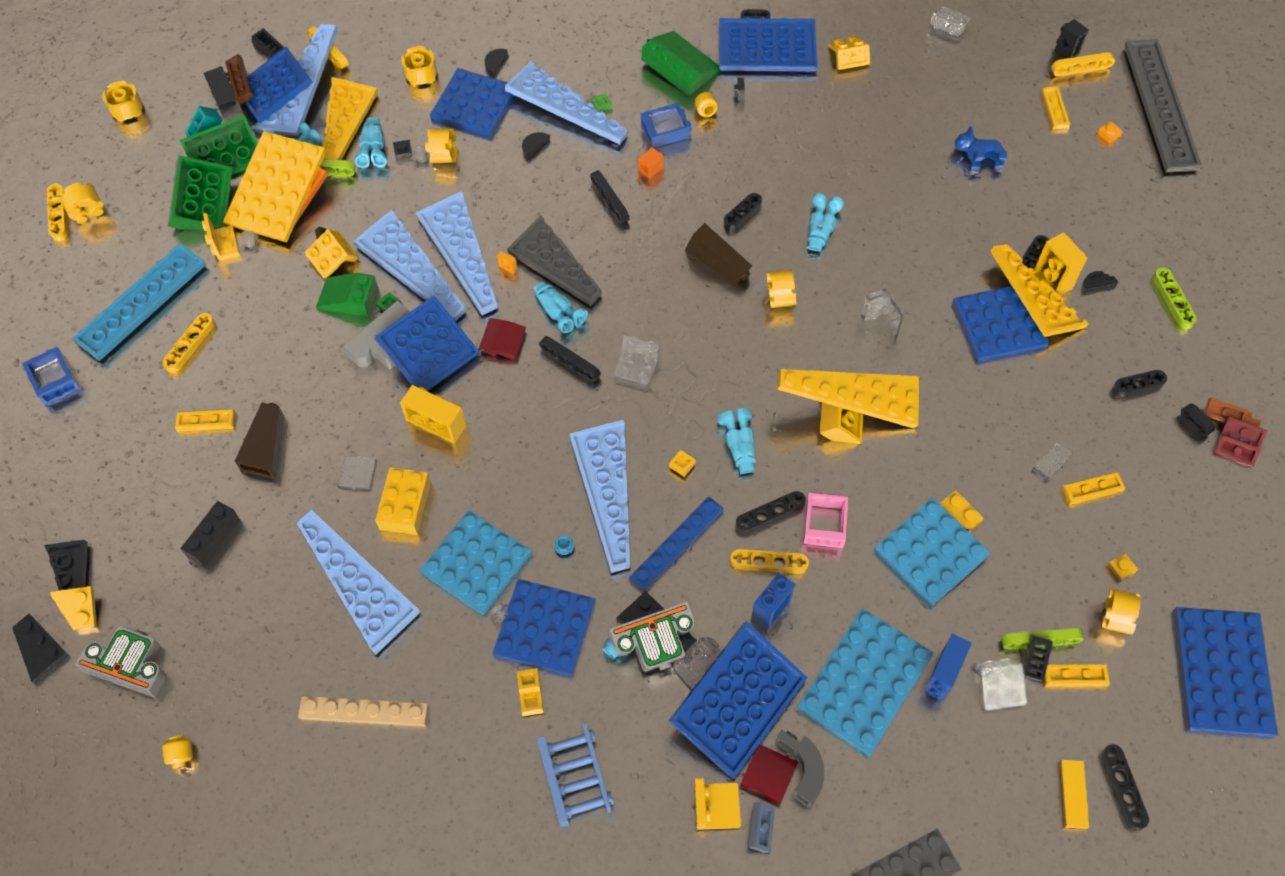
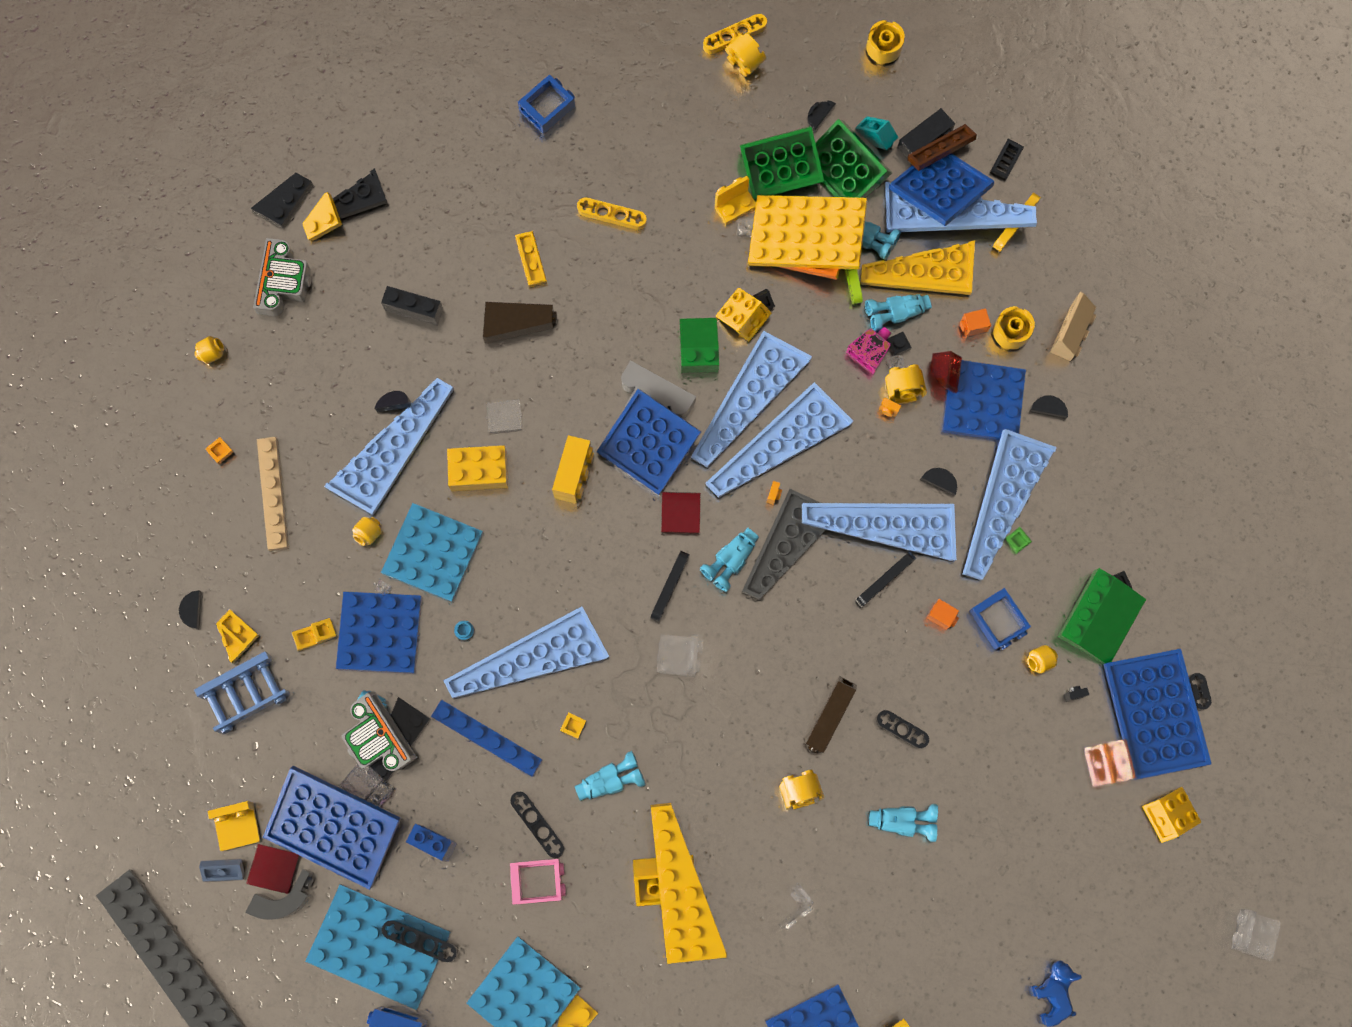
camera: 75 degrees right, 15 degrees up
(139, 302) = (647, 151): dark azure plate -> none
(165, 164) = (819, 113): none -> black tile
(296, 759) = (219, 450): none -> light orange plate
(305, 569) = (392, 401): none -> black tile
(385, 302) = (697, 388): green plate -> none
(401, 167) = (870, 348): none -> torso
(404, 91) = (975, 322): none -> orange brick
(433, 29) = (1074, 328): none -> tan slope
(435, 618) = (366, 530): none -> yellow head
(438, 116) = (946, 369): none -> clear red slope
(457, 164) = (889, 407): none -> light orange plate
(467, 821) = (190, 609): none -> black tile
(508, 773) = (235, 635): none -> yellow wing
(566, 173) = (912, 527): none -> light blue wing
(769, 557) = (484, 832): yellow beam -> none
(800, 80) = (1109, 763): none -> clear orange slope
(869, 634) = (418, 944): none -> black beam

